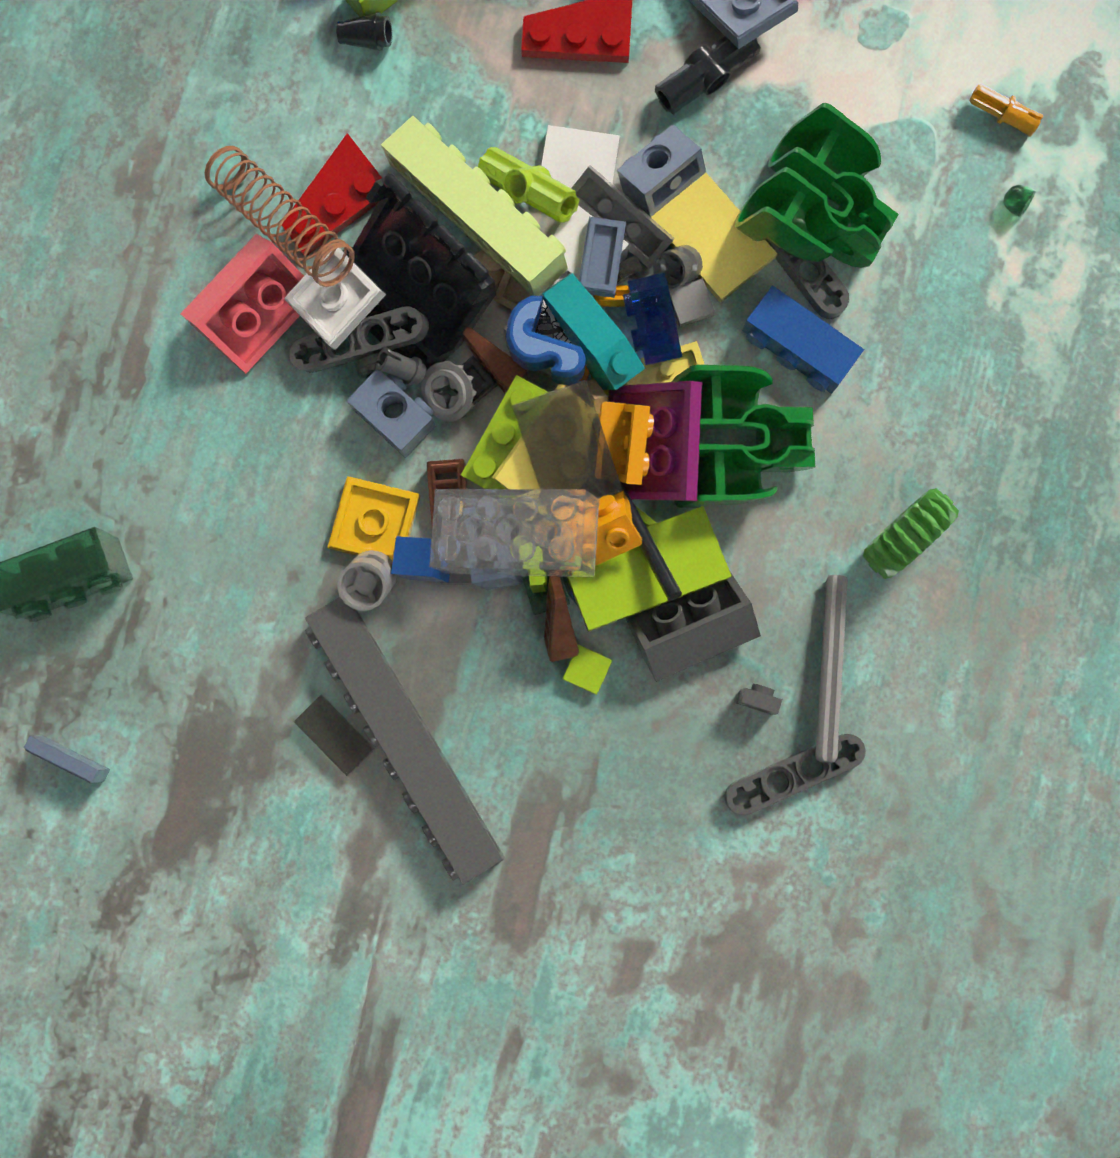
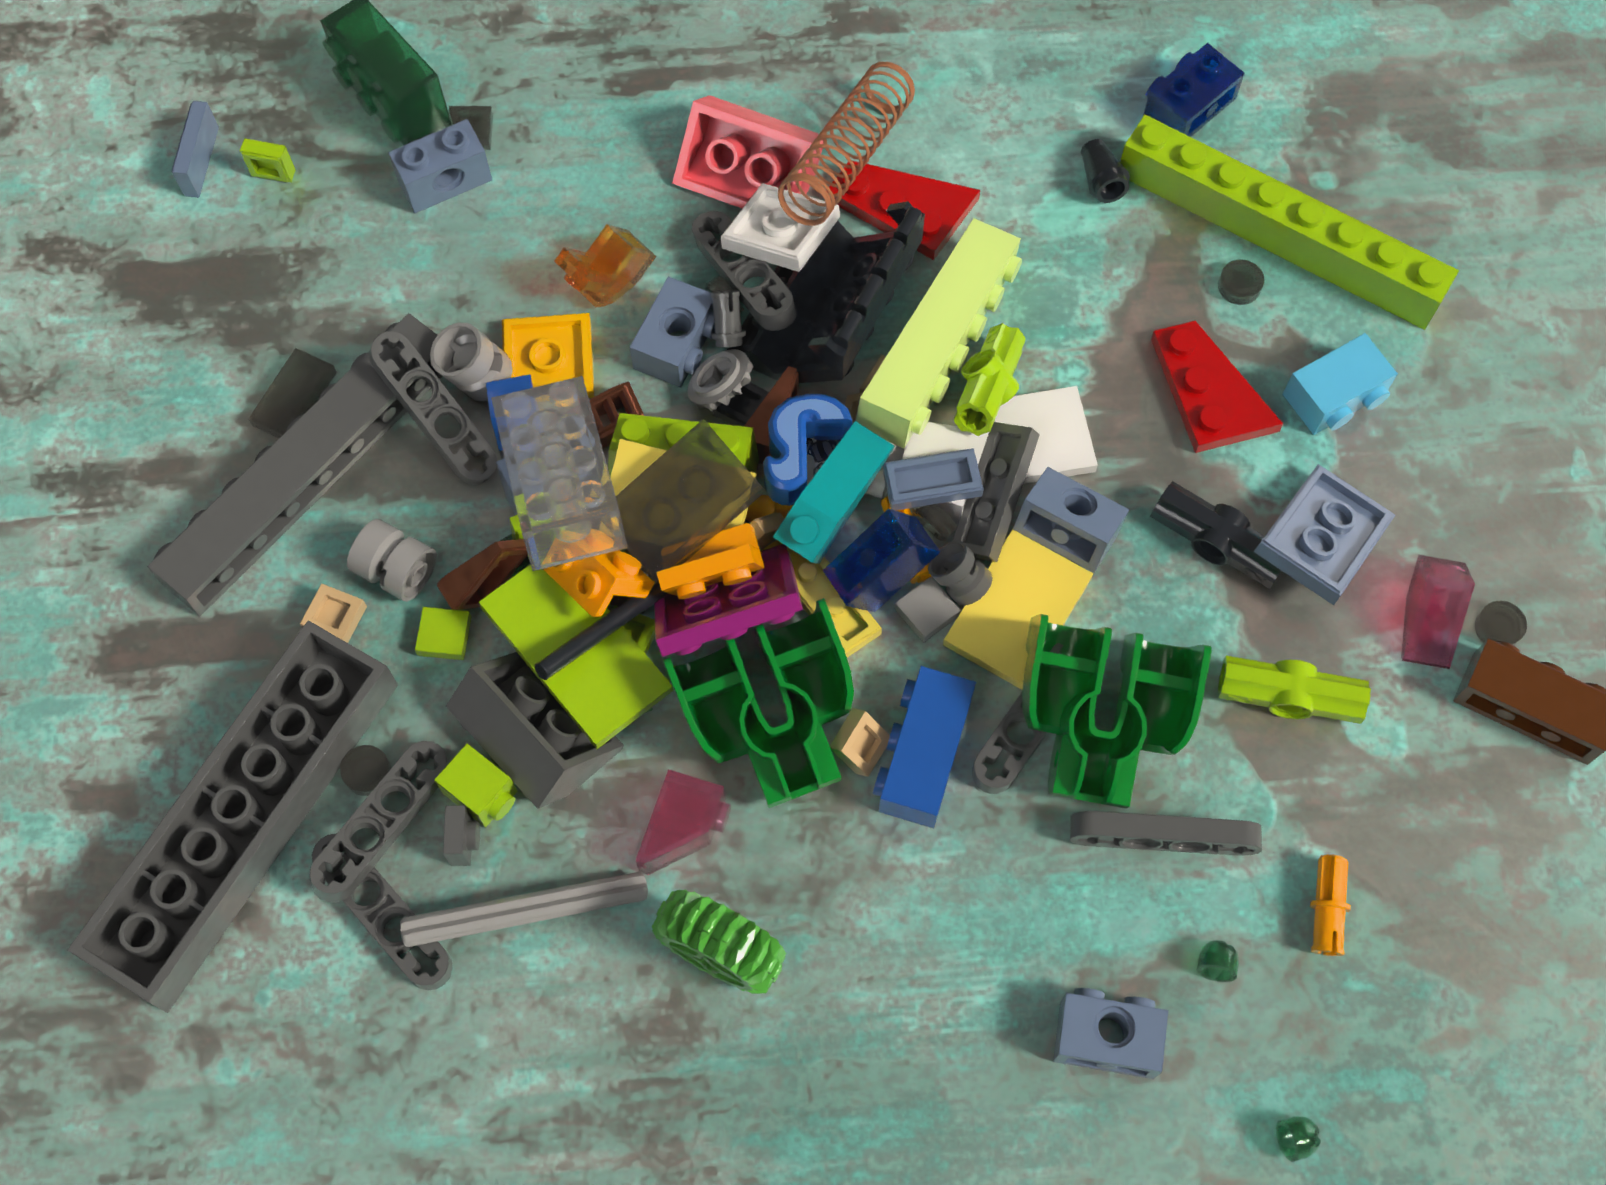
camera: 70 degrees right, 15 degrees down
(102, 700) = (267, 160): none -> lime tile
(127, 519) = (479, 118): none -> clear smoke tile
(164, 555) = (440, 166): none -> sand blue brick
(312, 446) = (608, 267): none -> clear orange brick
(398, 618) = (437, 405): none -> dark grey beam
(518, 691) = (387, 557): none -> light grey wheel
(545, 749) = (335, 612): none -> tan plate
(680, 758) = (364, 769): none -> clear smoke tile
(695, 863) = (234, 817): none -> dark grey brick
(726, 676) = (477, 785): none -> lime brick
(734, 752) = (375, 817): none -> dark grey beam
(785, 387) = (860, 742): none -> tan plate
(802, 534) = (682, 821): none -> clear pink slope
(846, 63) = (1294, 689): none -> lime piece
(920, 199) = (1166, 833): none -> dark grey beam
(1064, 276) = (1082, 1045): none -> sand blue brick

